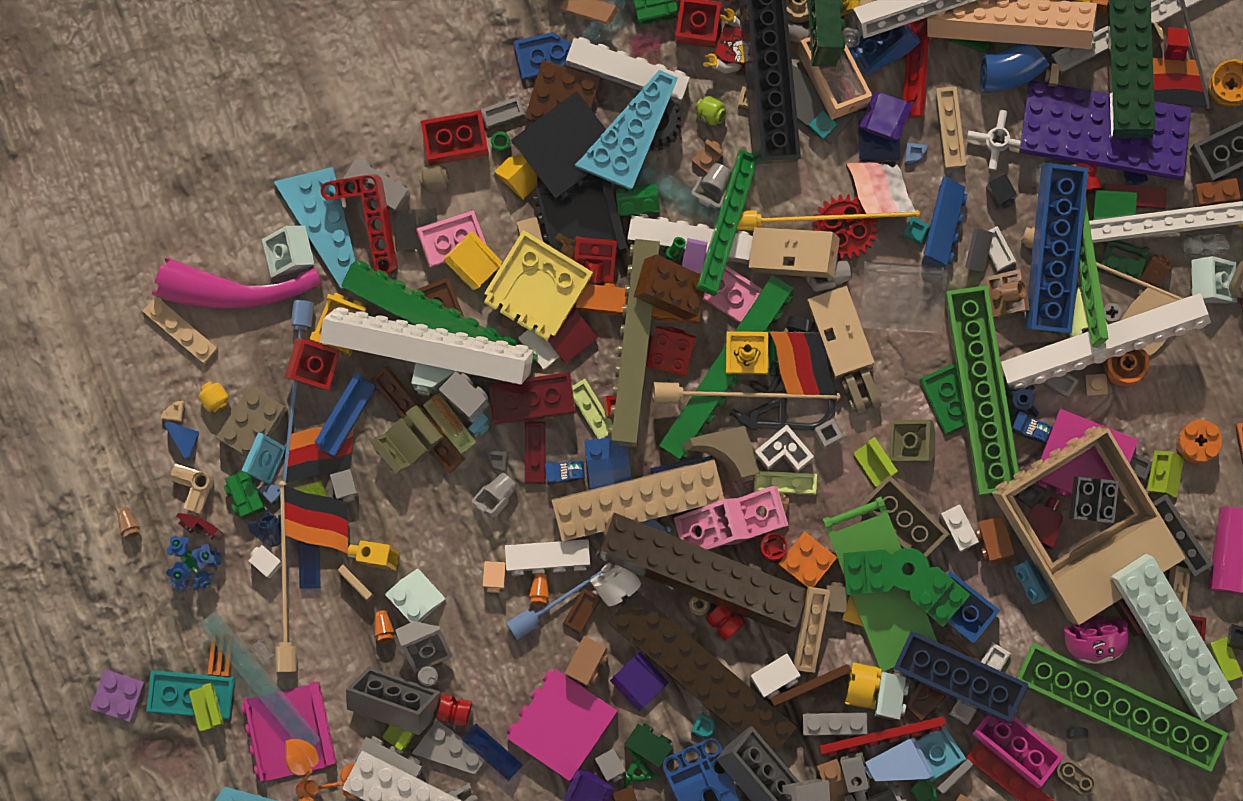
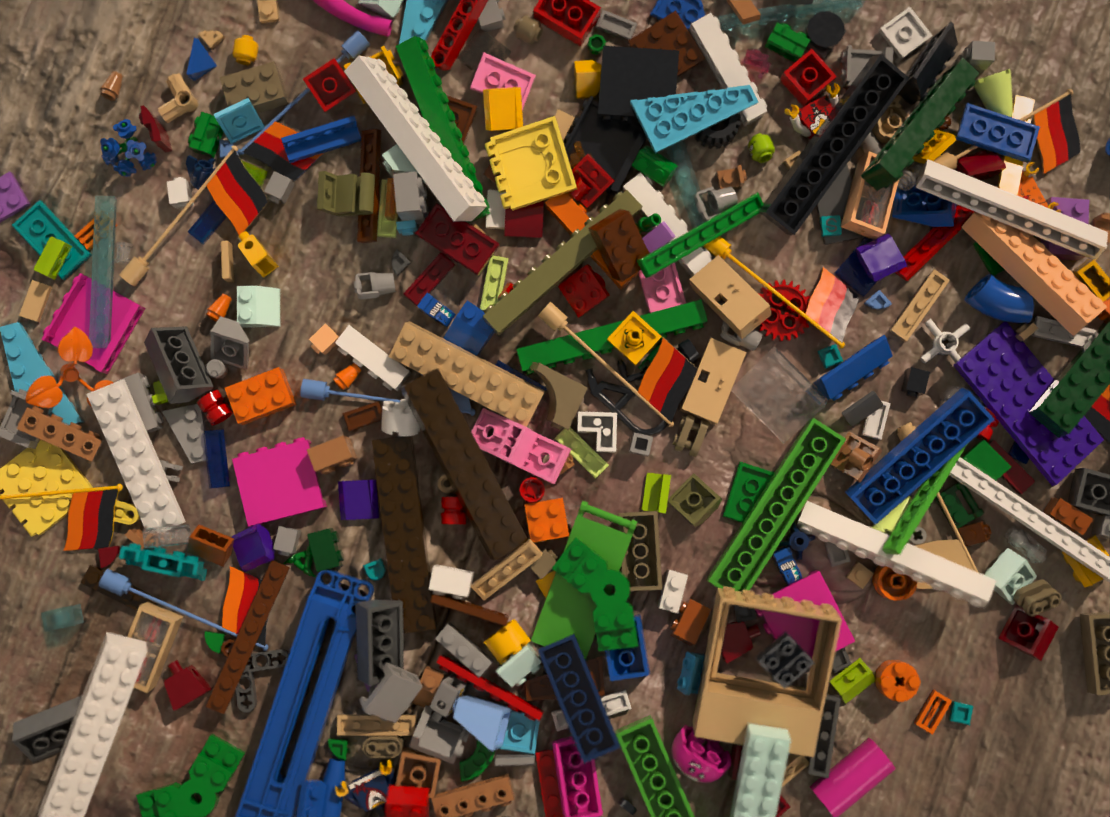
camera: 35 degrees right, 5 degrees up
(222, 757) = (35, 301): none -> tan tile
(483, 668) = (260, 396): none -> orange brick

